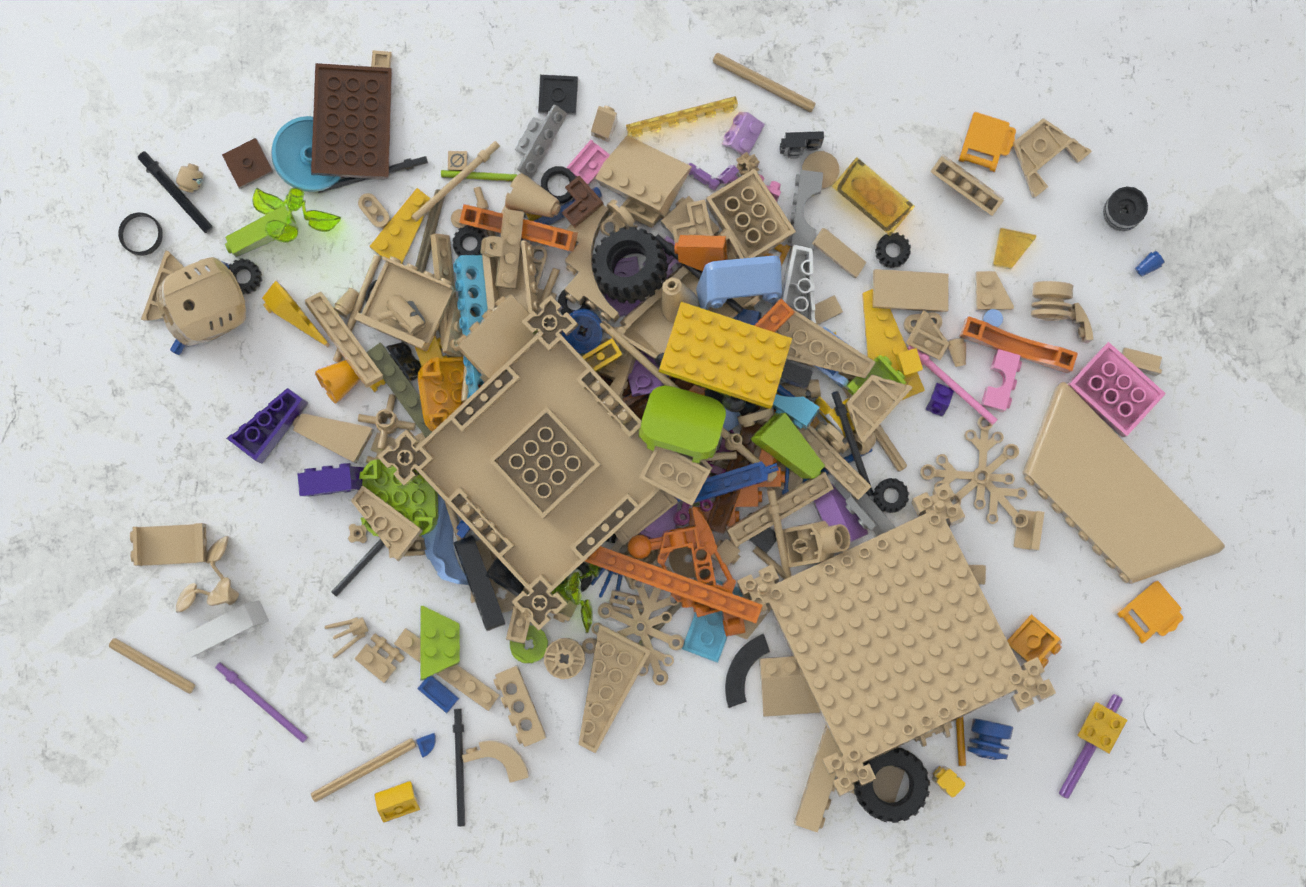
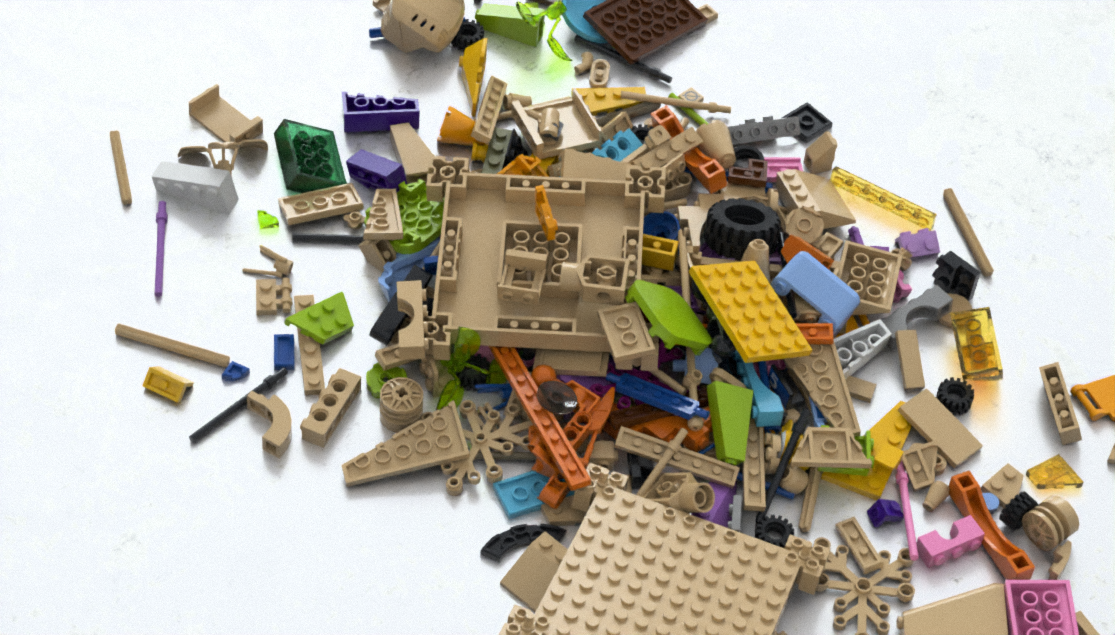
camera: 45 degrees right, 35 degrees down
(268, 515) = (308, 157): none -> clear green slope
(300, 599) = (266, 220): none -> clear neon green tile
(321, 547) = (320, 203): none -> tan tile
(352, 207) = (586, 64): none -> tan arm
(505, 598) = (411, 339): none -> tan arch
(514, 429) = (544, 213): none -> light orange wing
(556, 521) = (523, 261): none -> tan panel
(613, 454) = (597, 279): none -> tan brick
(671, 219) = (804, 223): none -> tan tile
(677, 553) = (556, 397): none -> clear smoke dish
(948, 445) = (859, 545): none -> tan tile
(1023, 311) = (1014, 511): none -> black tyre

